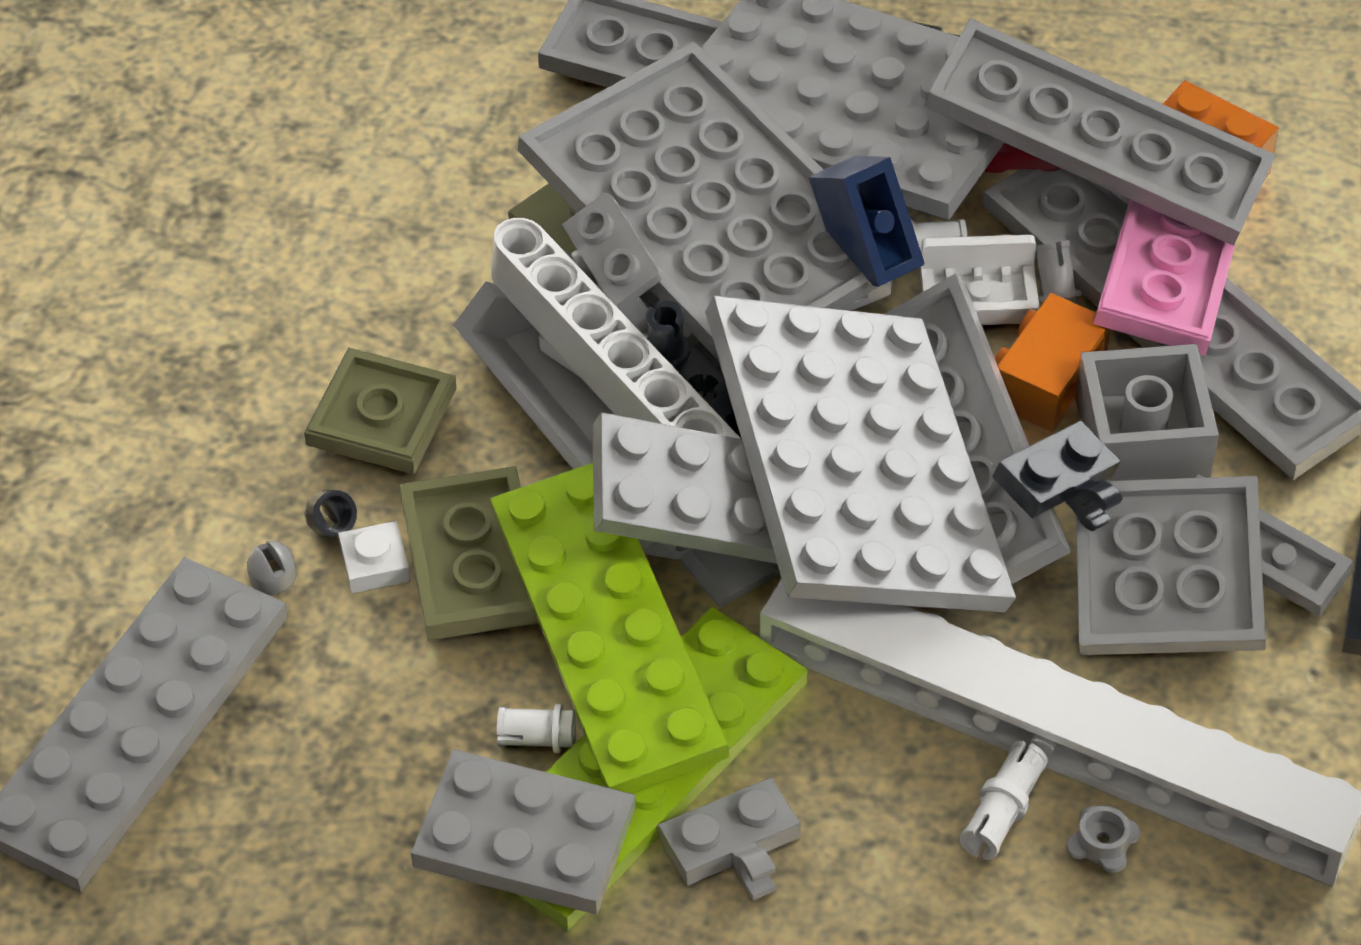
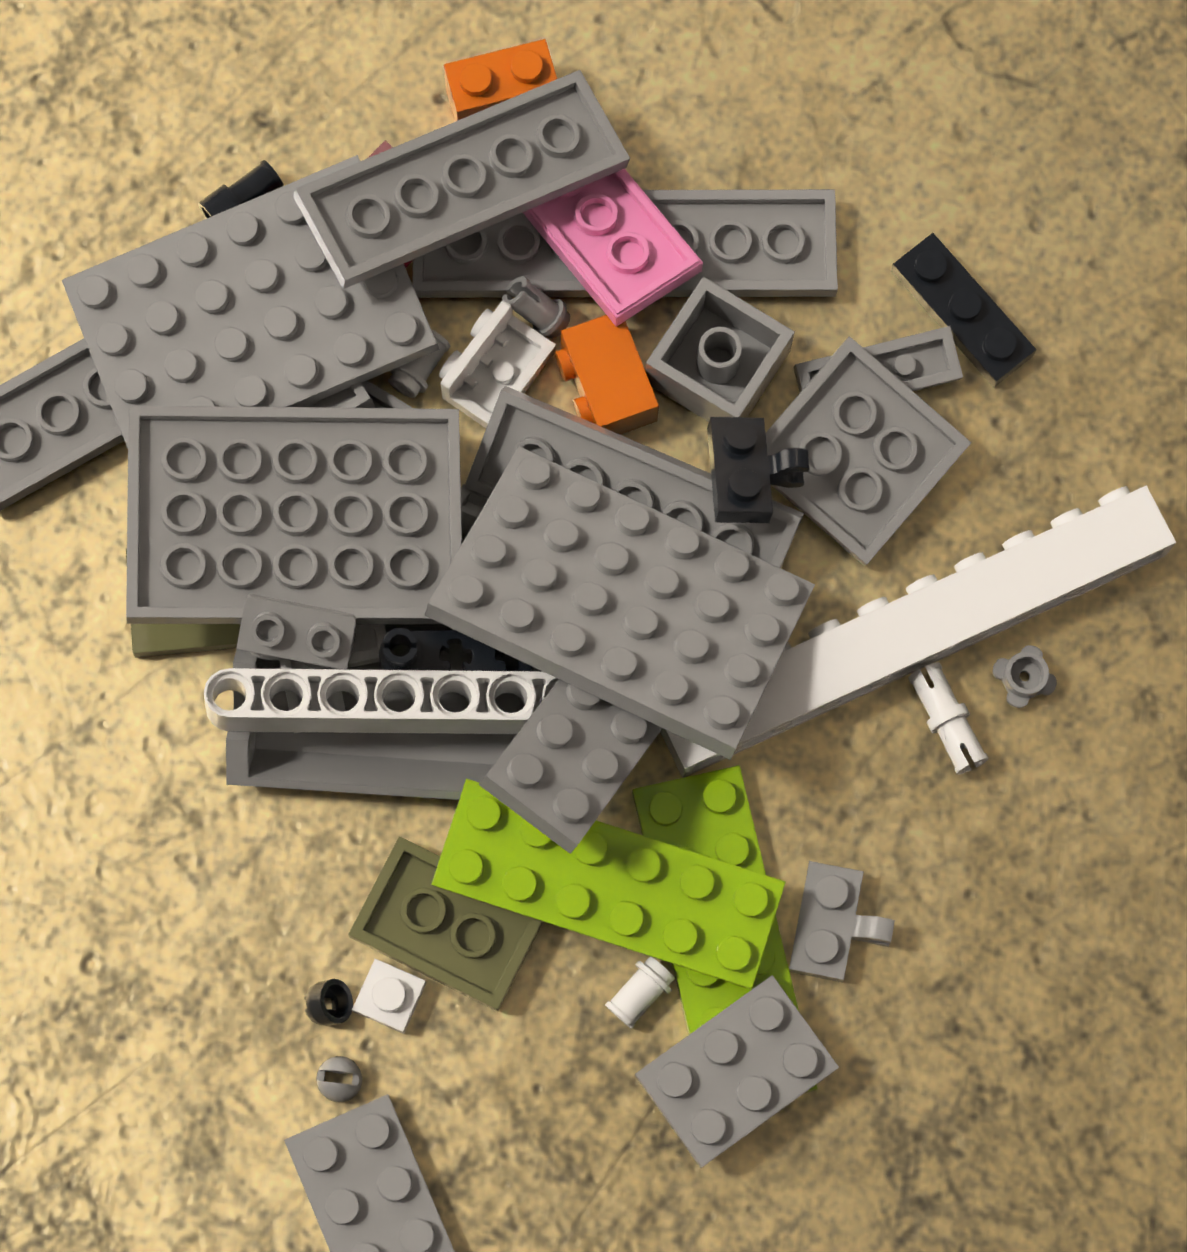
camera: 55 degrees left, 25 degrees up
(380, 410) = (256, 894): olive plate -> none
(868, 217) = (415, 418): dark blue slope -> none

